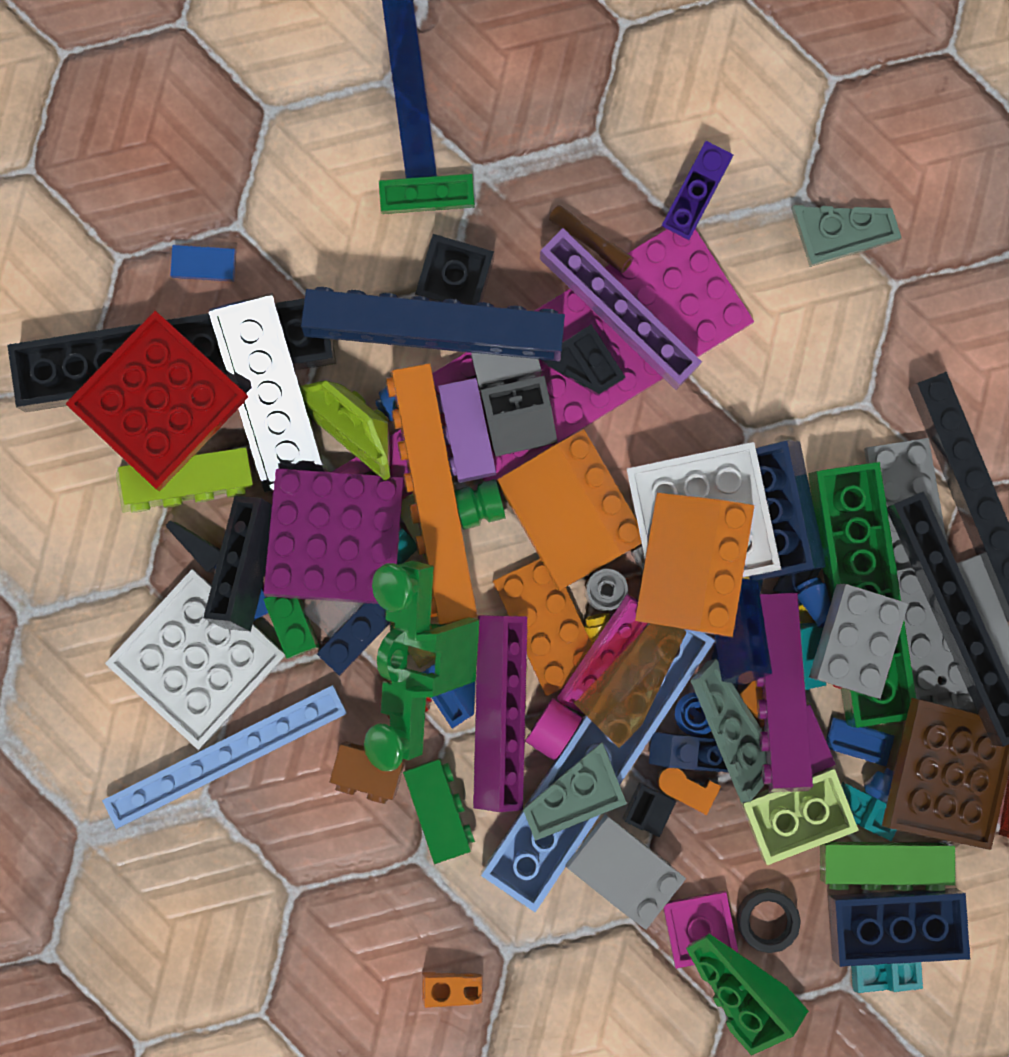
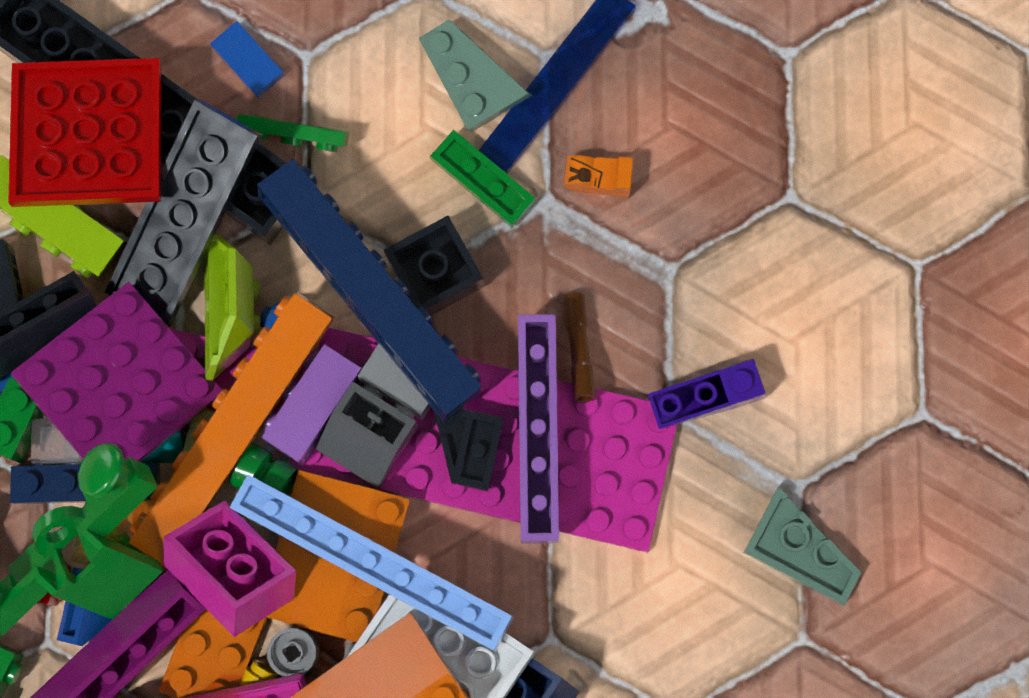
camera: 50 degrees right, 5 degrees down
(282, 279) = (295, 133): none -> green plate
(356, 138) = (471, 78): none -> sand green wing
(497, 121) = (599, 175): none -> orange leg
(519, 576) = (229, 568): none -> dark pink brick
(603, 486) = (372, 563): none -> light blue plate

